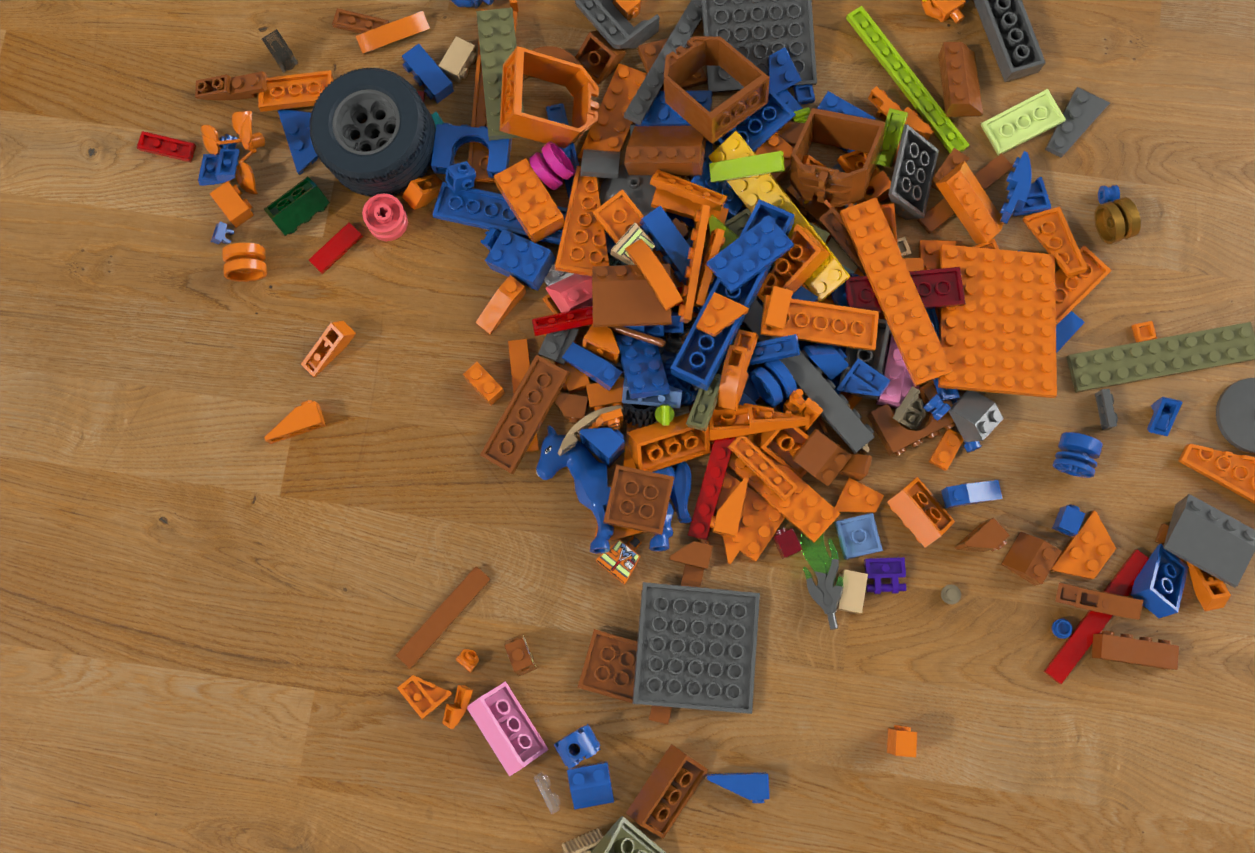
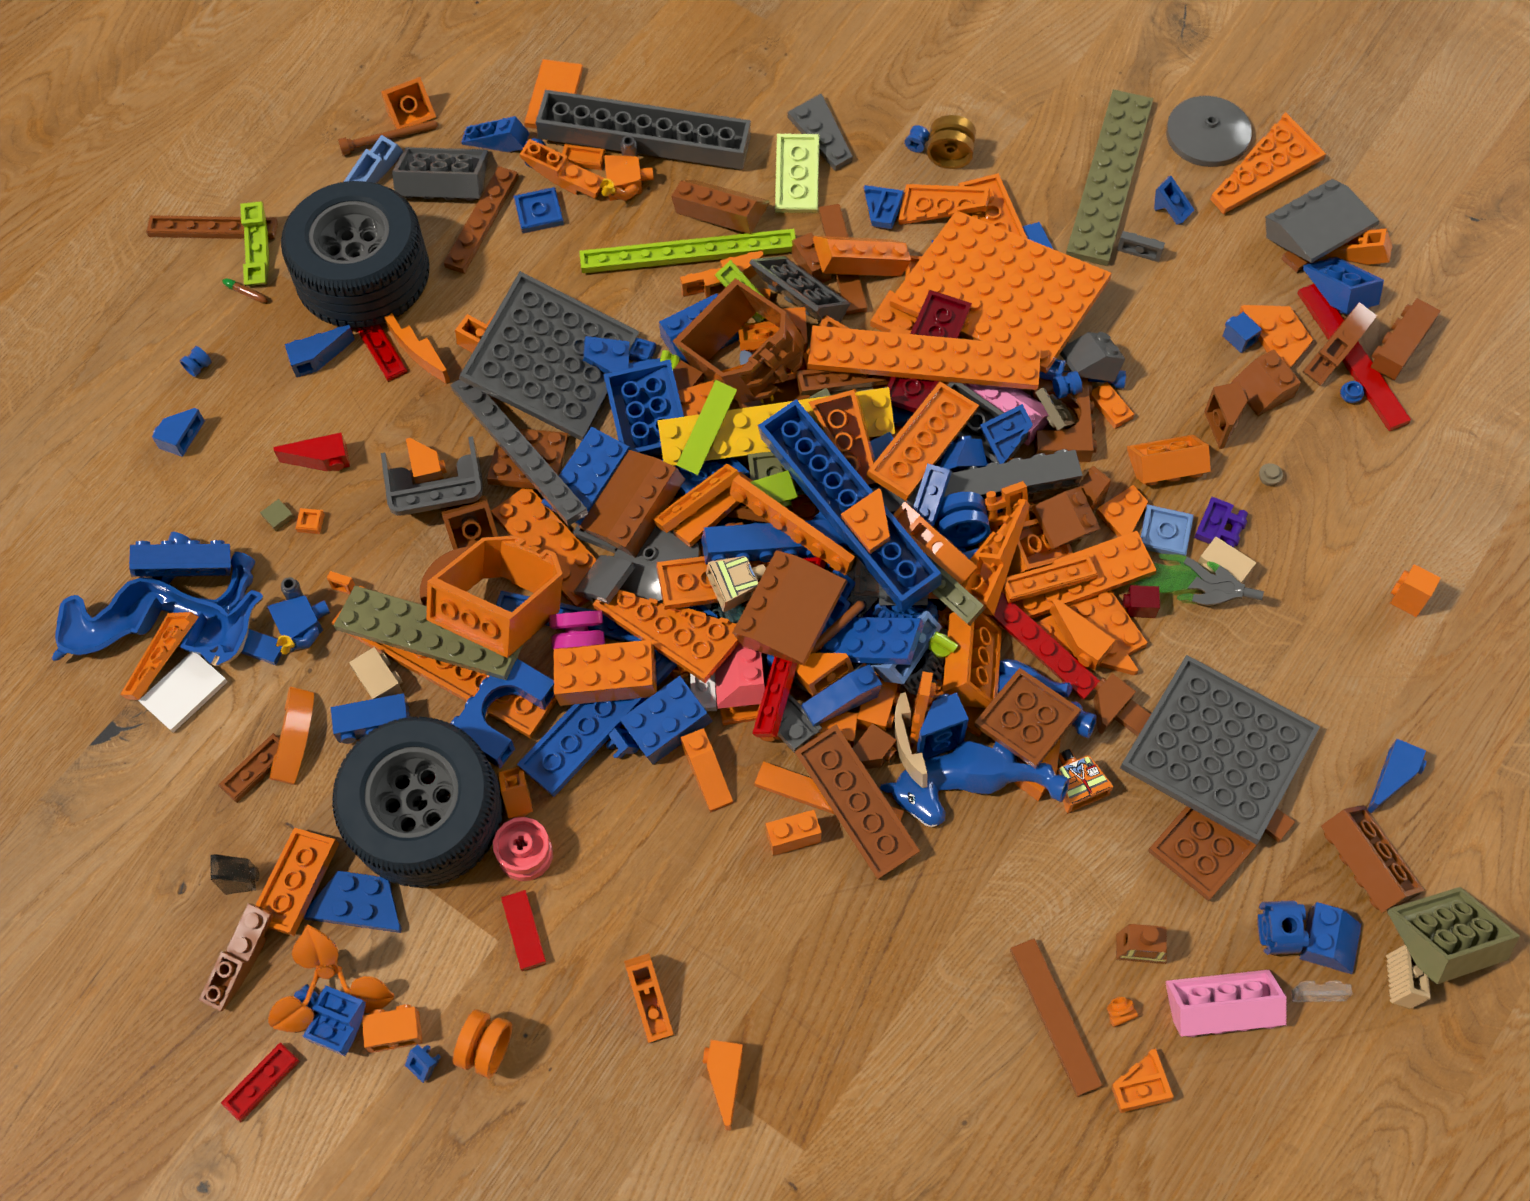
camera: 60 degrees left, 15 degrees down
(297, 206) = (442, 950): dark green slope -> none
(454, 712) = (1180, 1052): orange slope -> none
(460, 176) = (528, 735): blue brick -> none
(654, 274) = (781, 565): orange slope -> none
(706, 275) = (788, 498): orange plate -> none
(714, 52) = (581, 386): dark orange container -> none
(750, 254) = (817, 461): blue plate -> none
(778, 307) = (889, 466): orange tile -> none
(971, 493) = (1170, 406): blue slope -> none
(1018, 186) = (866, 204): blue slope -> none
(1077, 454) = (1178, 289): blue wheel -> none
(1144, 331) = (1075, 179): orange tile -> none

